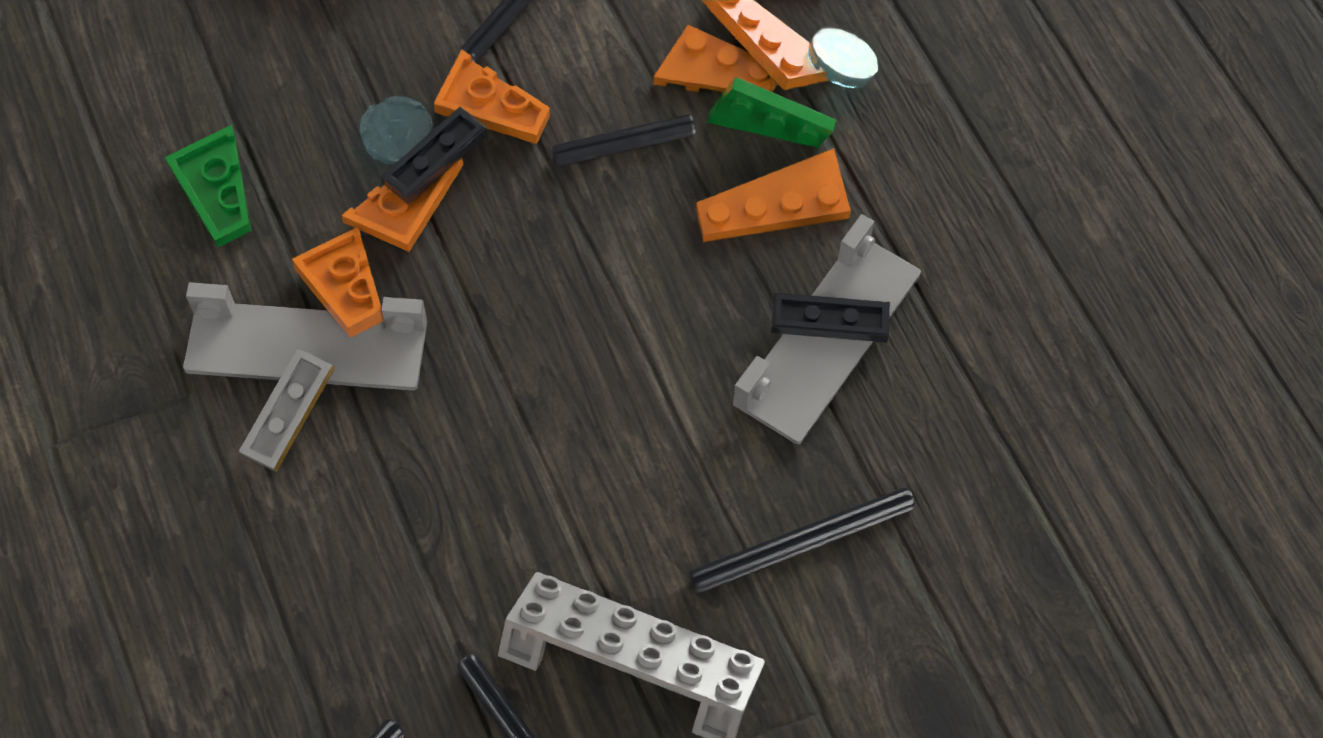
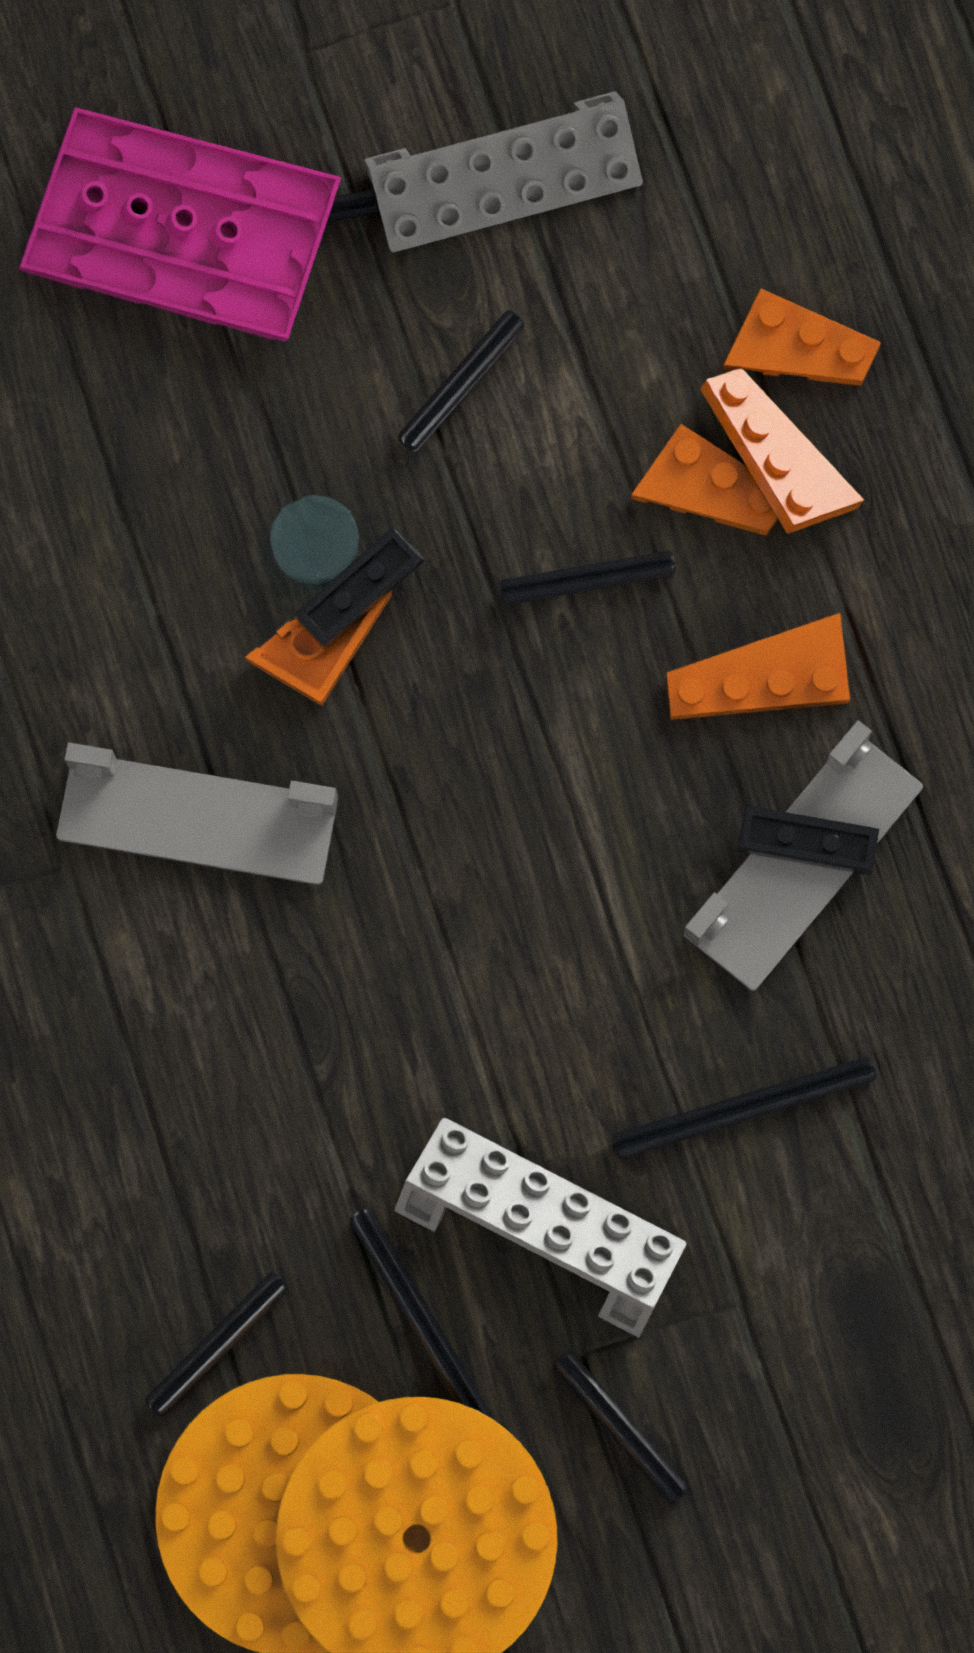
camera: 10 degrees right, 15 degrees up
(214, 184) = (95, 599): green wing -> none
(287, 409) = (174, 902): light grey plate -> none
(342, 281) = (243, 744): orange wing -> none
(491, 101) = (430, 512): orange wing -> none
(769, 114) = (768, 567): green wing -> none
(843, 57) = (866, 490): clear light blue tile -> none

